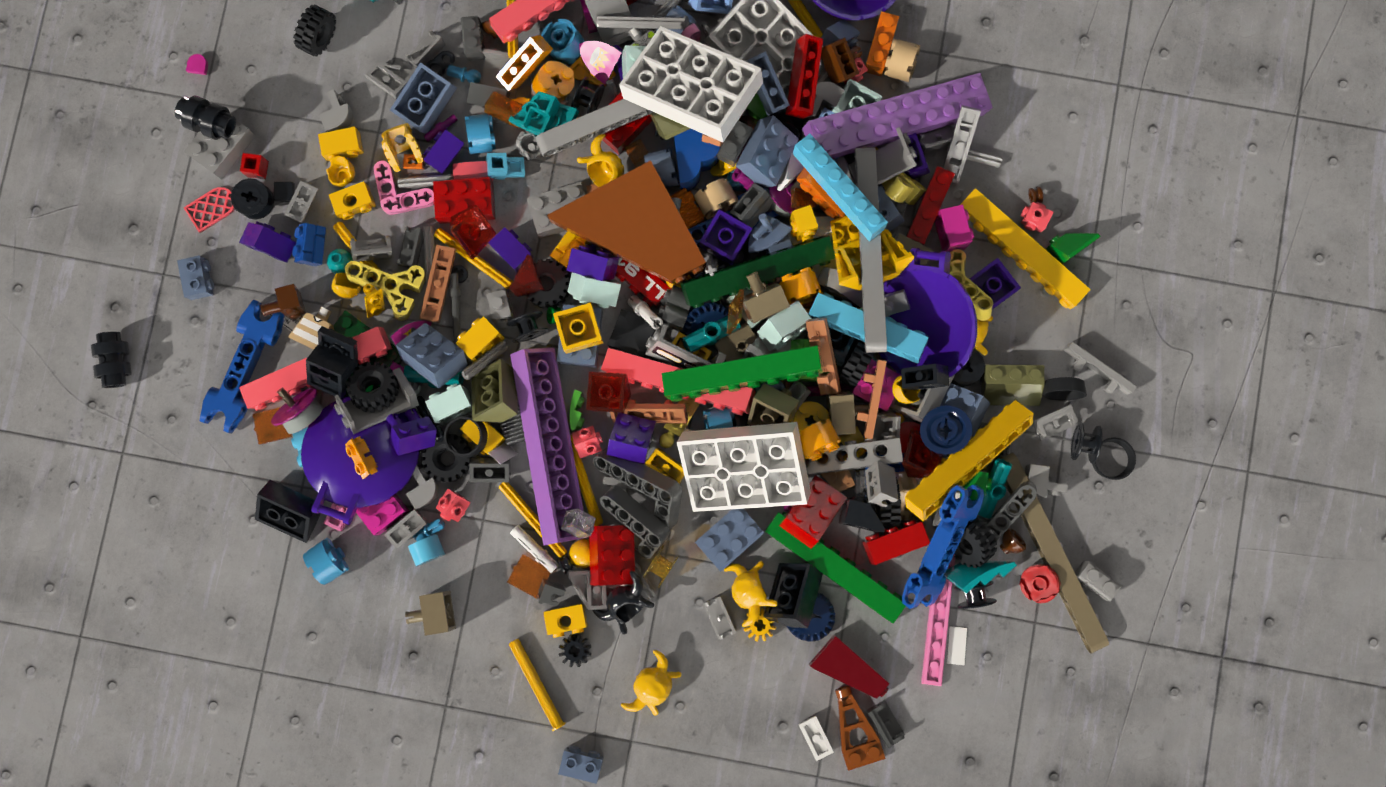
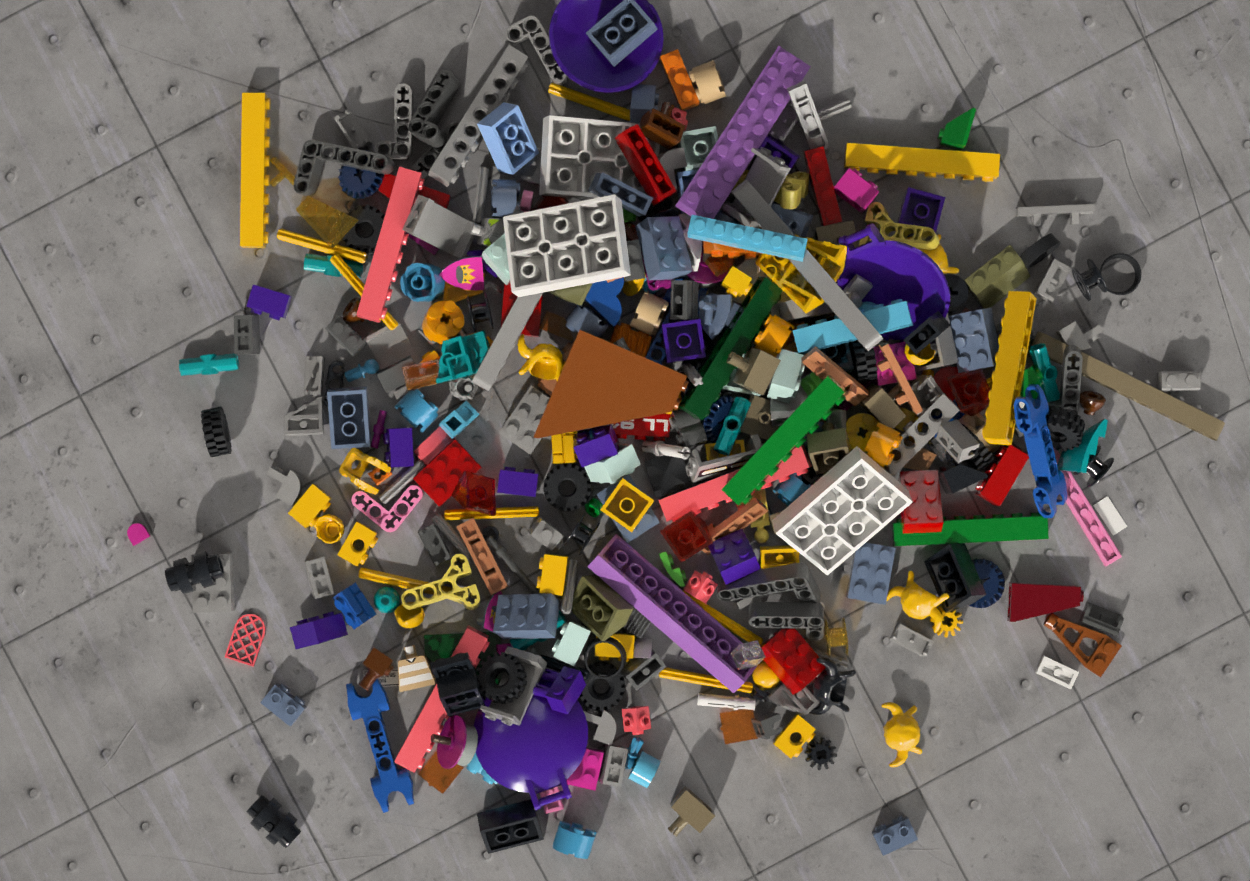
camera: 45 degrees left, 5 degrees up
(252, 188) = (267, 599): black piece -> none
(254, 166) = (257, 579): red brick -> none
(283, 191) = (295, 580): black tile -> none
(363, 465) = (532, 736): light orange hinge -> none
(371, 249) = (405, 570): light grey hinge -> none
(373, 300) = (443, 610): yellow hinge -> none
(524, 62) = (409, 325): light orange brick -> none
(527, 279) = (555, 496): clear red slope -> none
(536, 684) = (811, 803): yellow axle -> none
(642, 22) = (478, 218): light grey axle -> none
(735, 311) = (740, 396): clear orange piece -> none
(936, 421) = (978, 346): dark blue gear -> none
(1035, 195) = (898, 109): reddish brown bush -> none
(1036, 217) = (917, 123): coral brick -> none
(1040, 583) = (1136, 417): tile -> none

